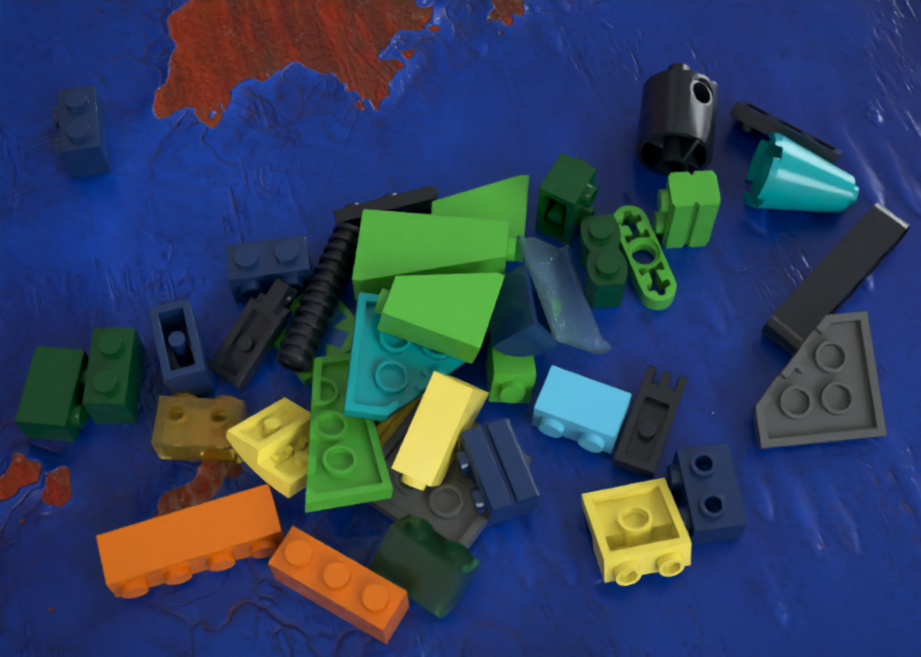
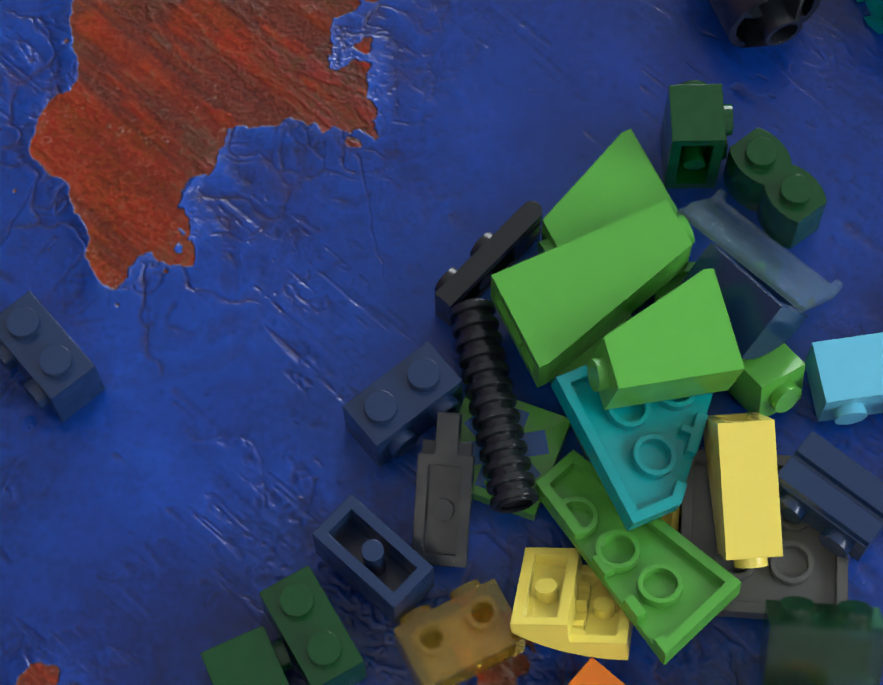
camera: 30 degrees left, 5 degrees up
(641, 273) = (805, 136): bright green beam -> none
(687, 209) = (835, 76): bright green brick -> none

